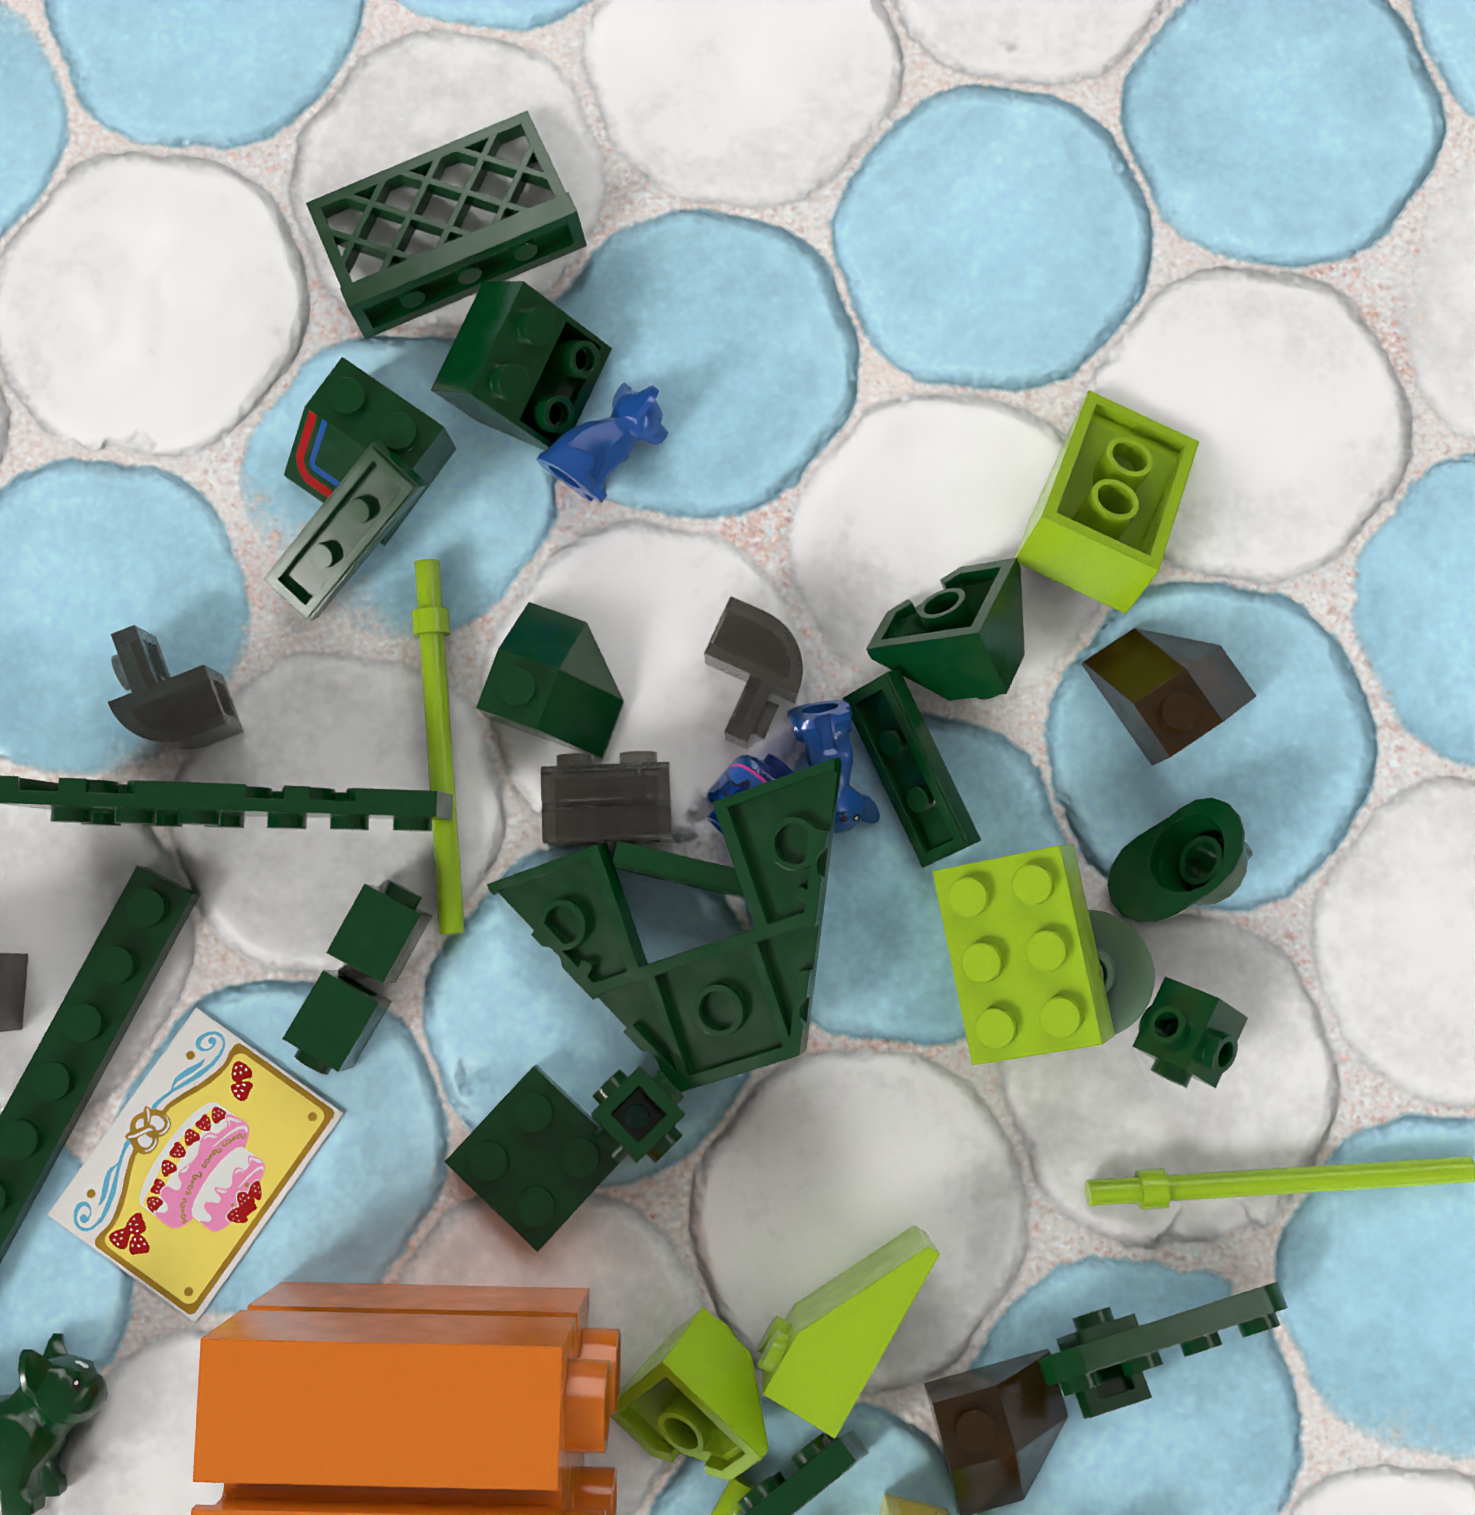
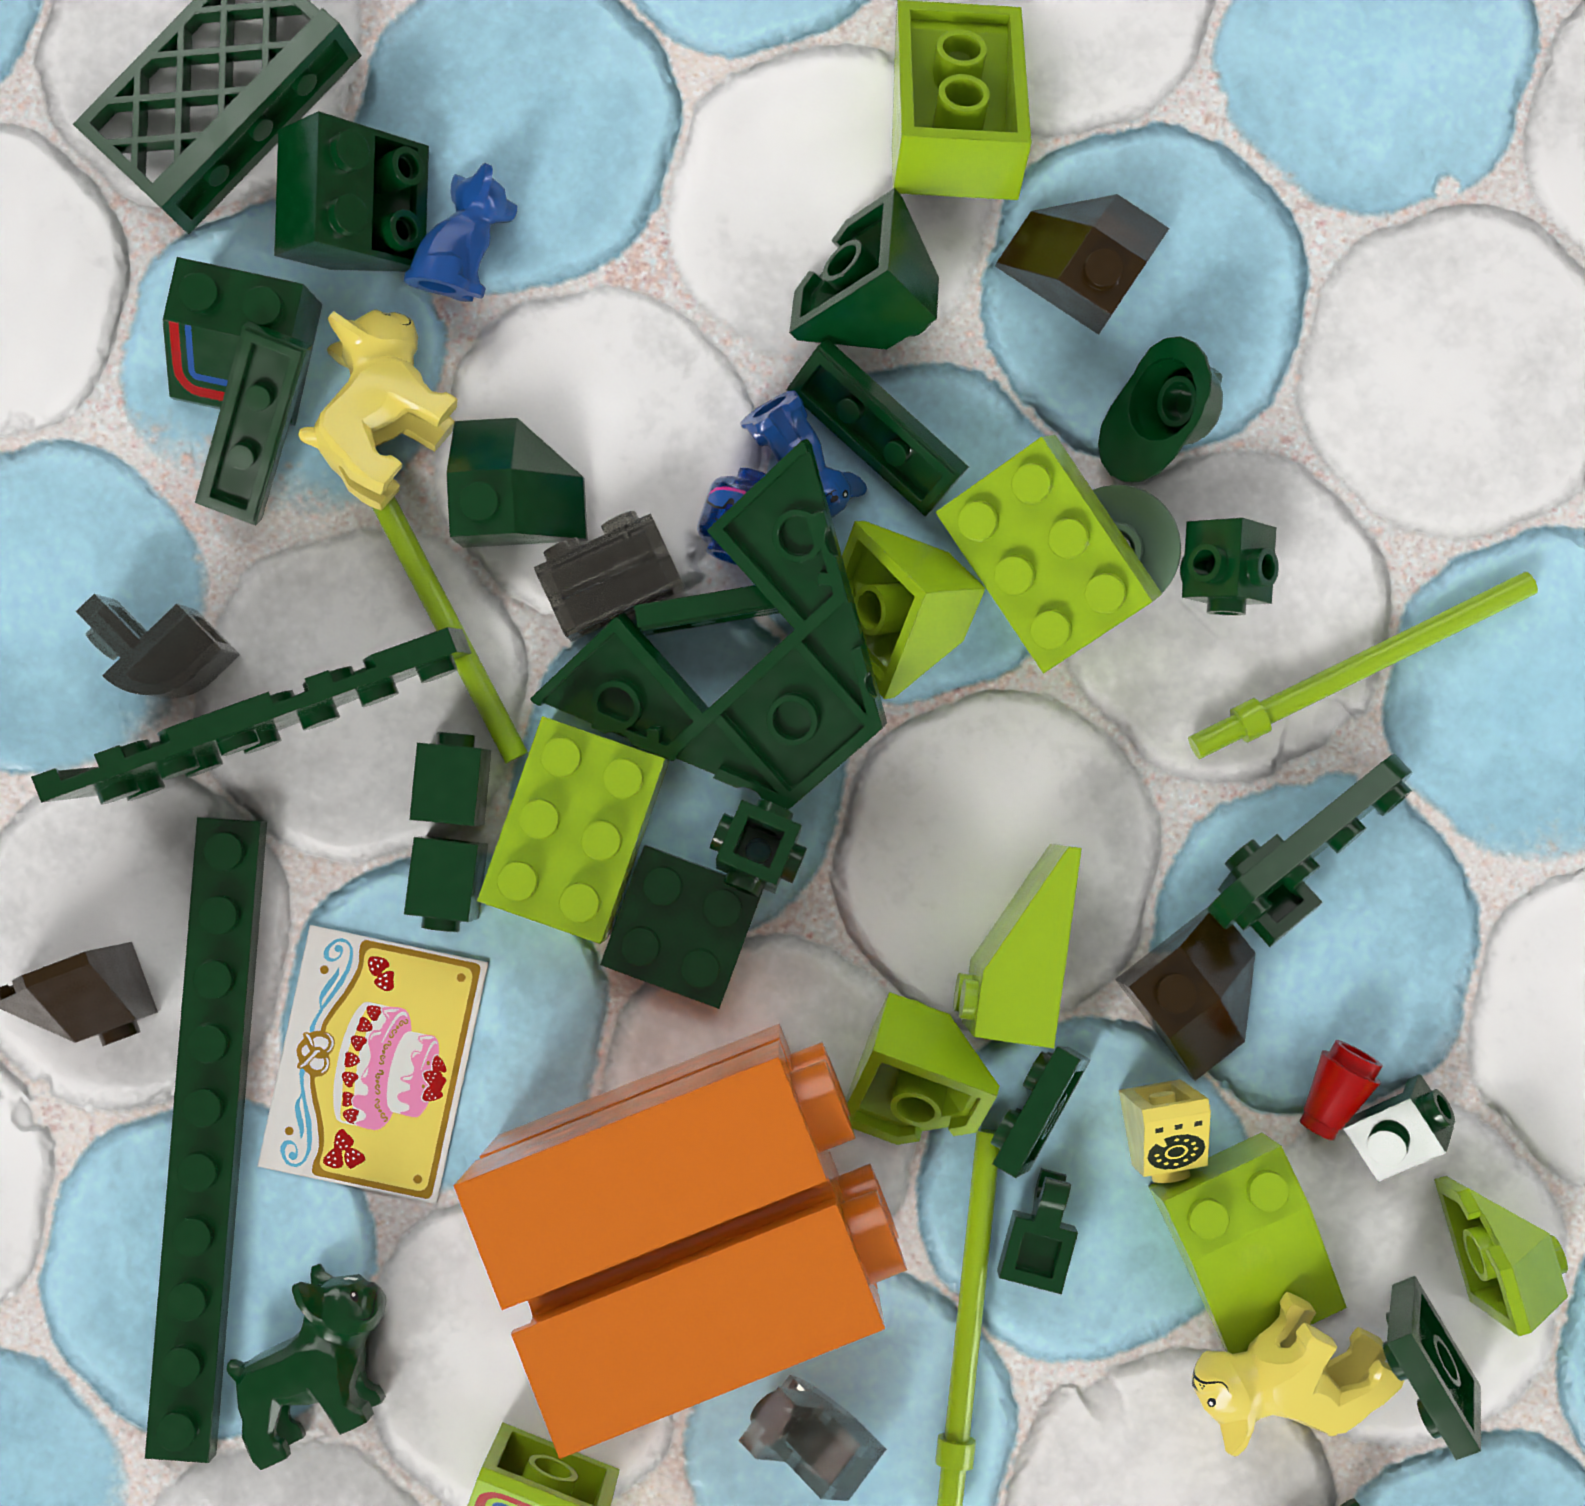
camera: 30 degrees left, 5 degrees up
(463, 560) = (377, 404): none -> light yellow animal
(472, 1026) = (573, 830): none -> lime brick
(764, 655) = (696, 379): clear smoke brick -> none
(873, 943) = (909, 603): none -> lime slope

